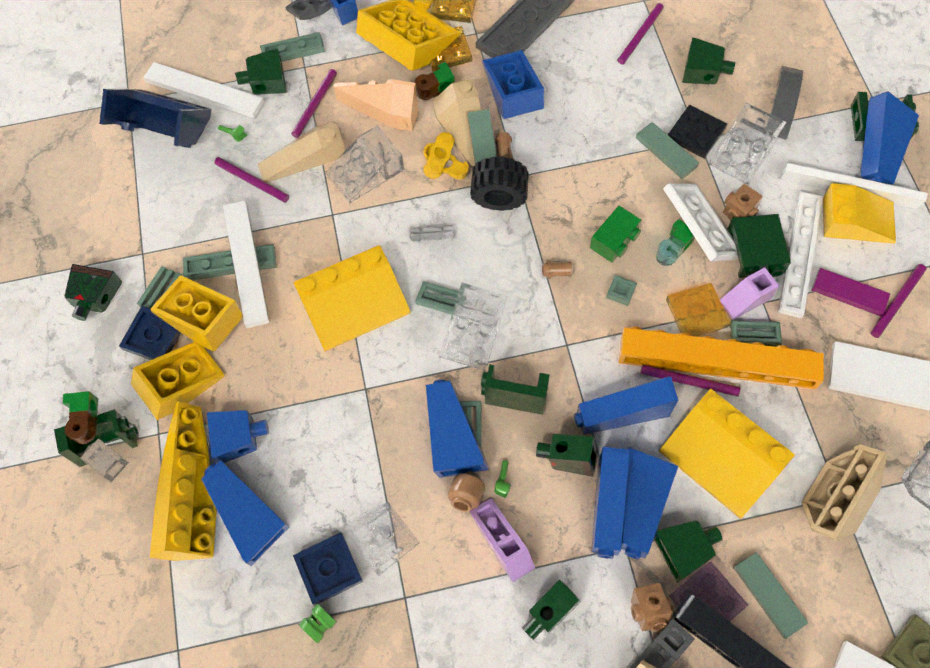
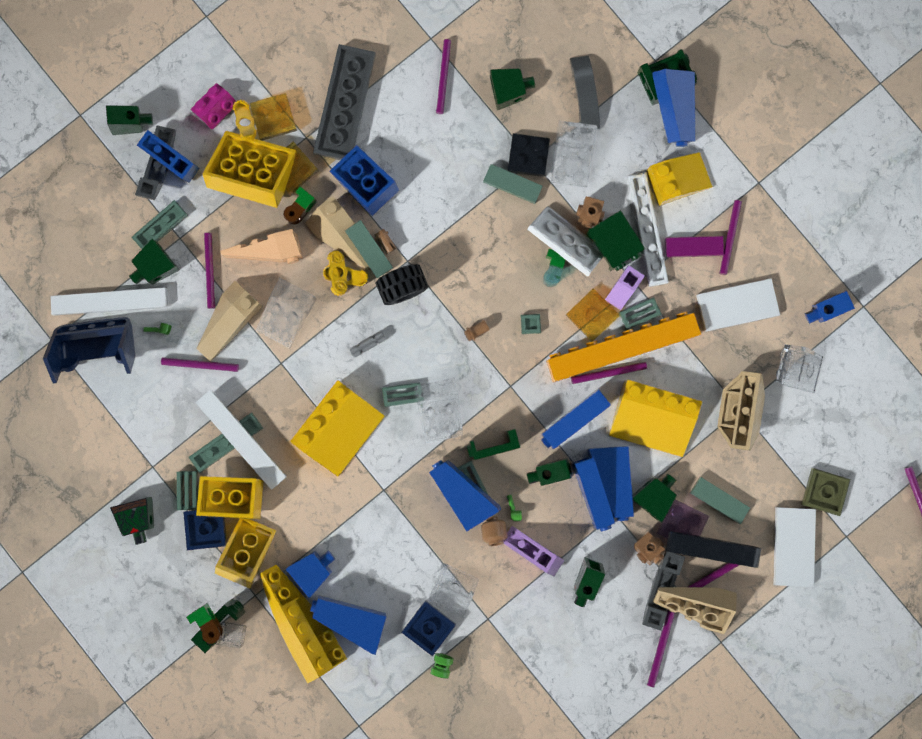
camera: 35 degrees left, 20 degrees up
(615, 234) = (507, 280): green brick -> none
(823, 179) = (665, 154): white tile -> none

